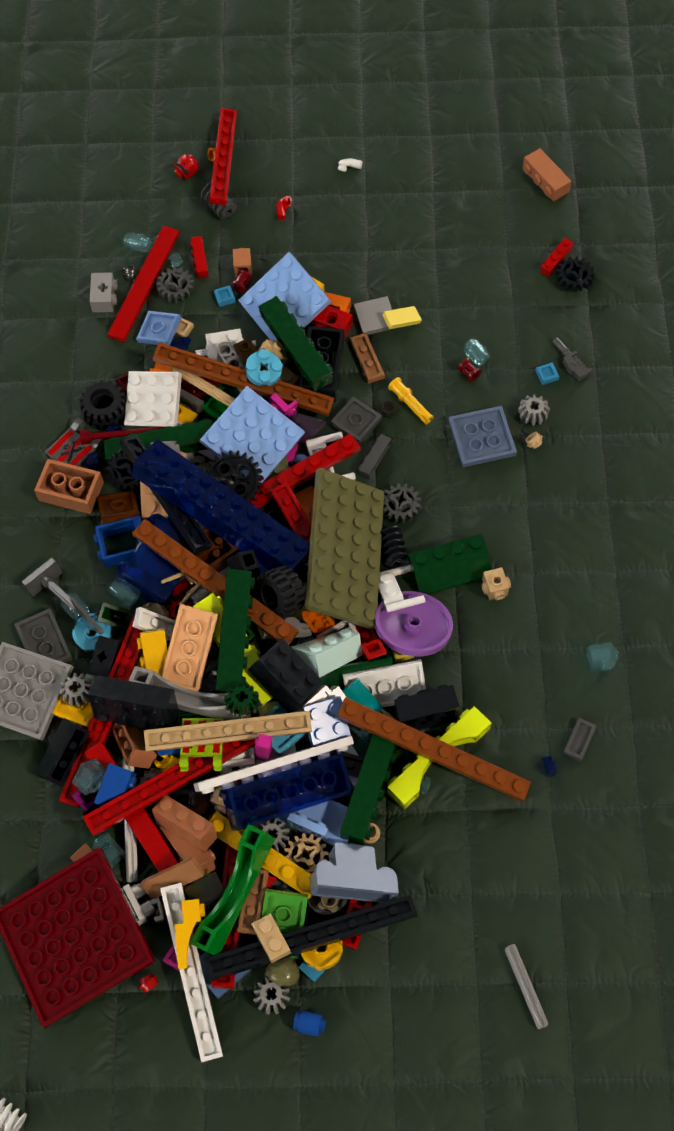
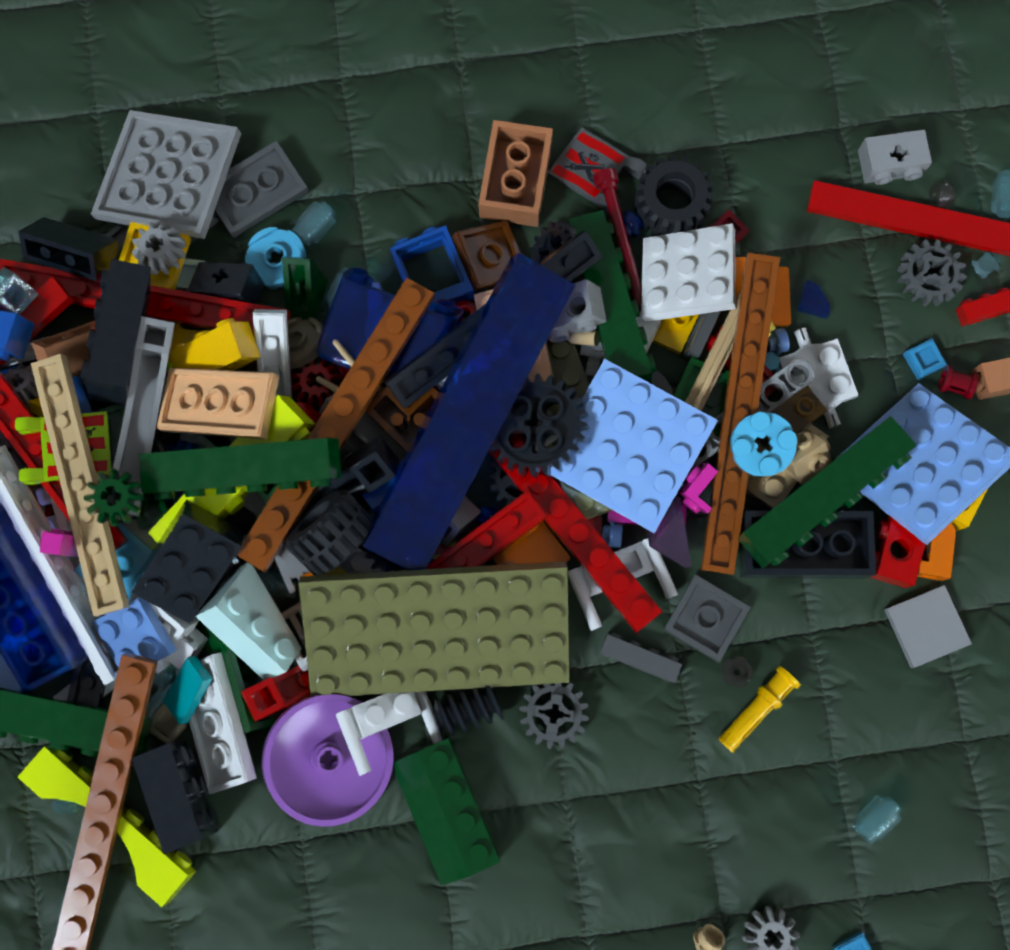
camera: 85 degrees right, 15 degrees up
(44, 578) = (354, 167): dark grey piece -> none
(93, 460) = (572, 202): clear blue plate -> none
(158, 328) = (839, 261): medium blue tile -> none
(184, 328) = (848, 298): tan tile -> none
(367, 358) = (838, 621): medium nougat tile -> none
(401, 317) = (928, 675): light yellow tile -> none
(469, 370) = (837, 809): dark red bush -> none
(482, 436) = (705, 845): sand blue plate -> none
(495, 584) = (421, 883): tan brick -> none

